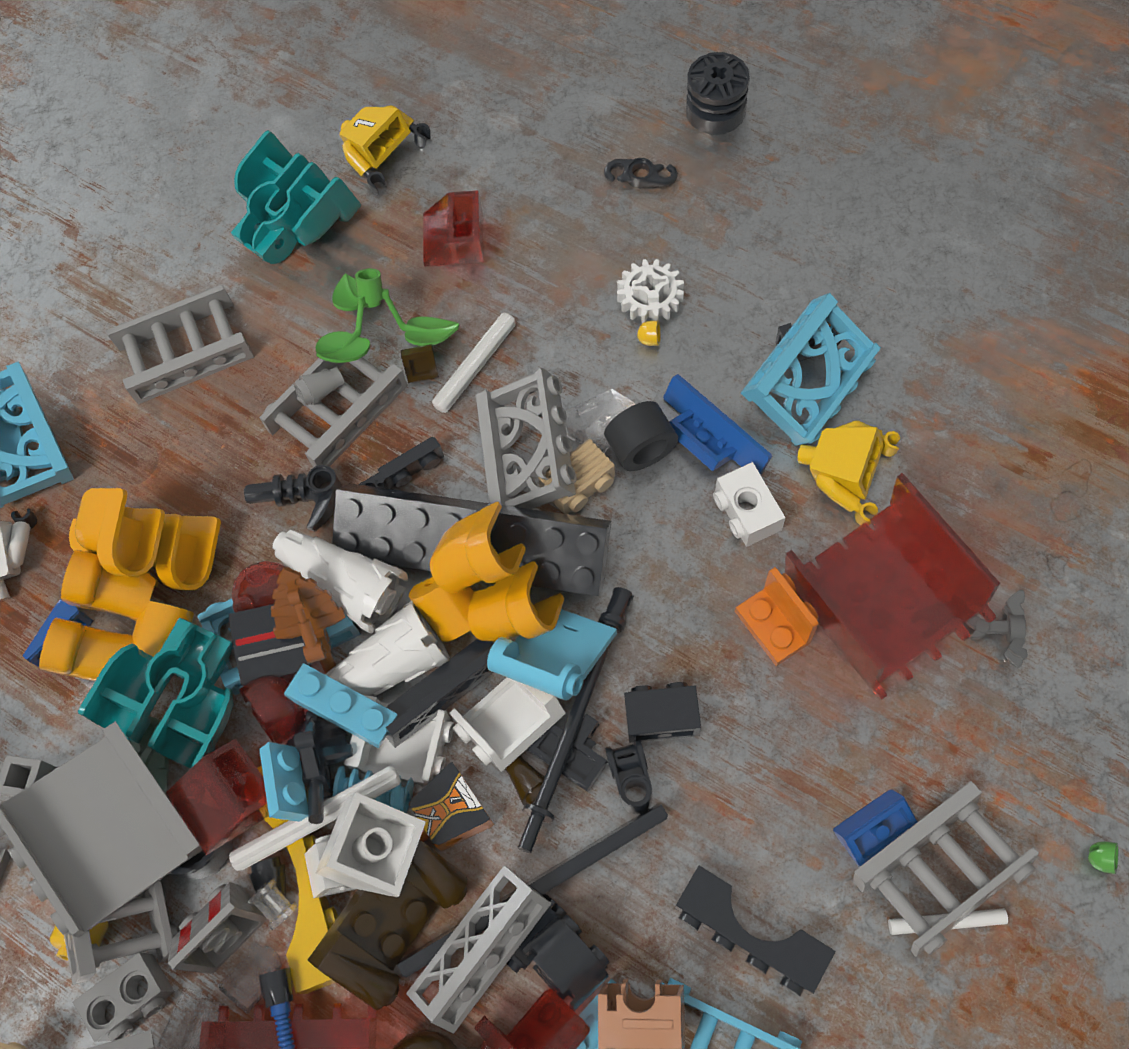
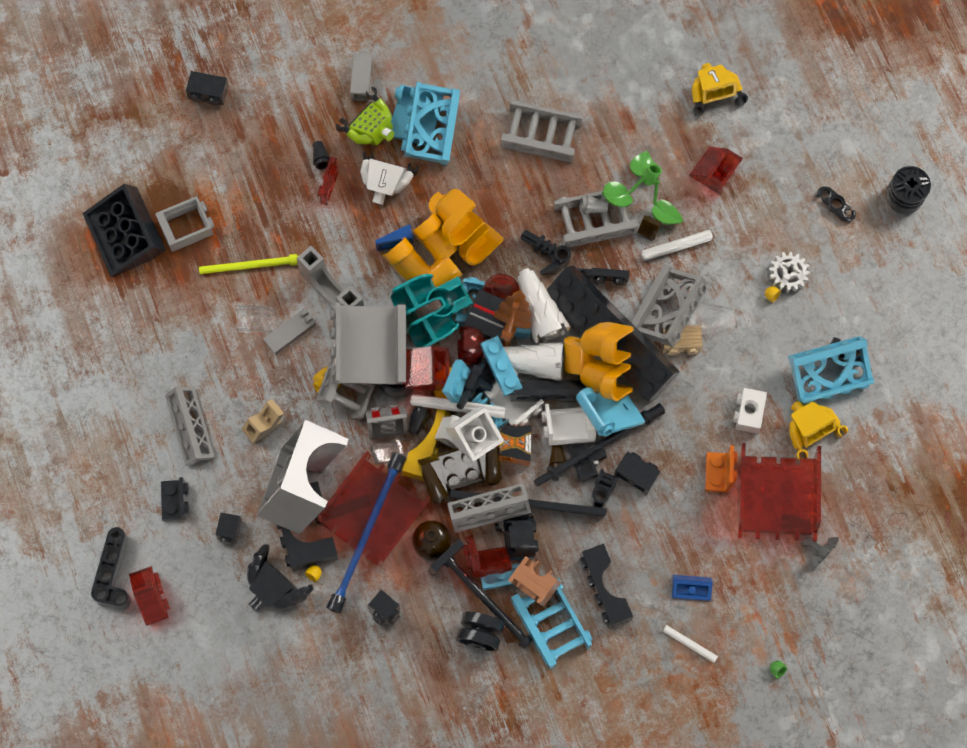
camera: 25 degrees right, 5 degrees up
(121, 990) = (330, 415): light grey brick -> none
(272, 903) = (416, 428): clear bush -> none
(286, 200) = (642, 75): teal piece -> none
(640, 436) = (725, 342): black piece -> none
(709, 431) = (759, 363): blue bracket -> none
(935, 829) = (713, 603): light grey fence -> none

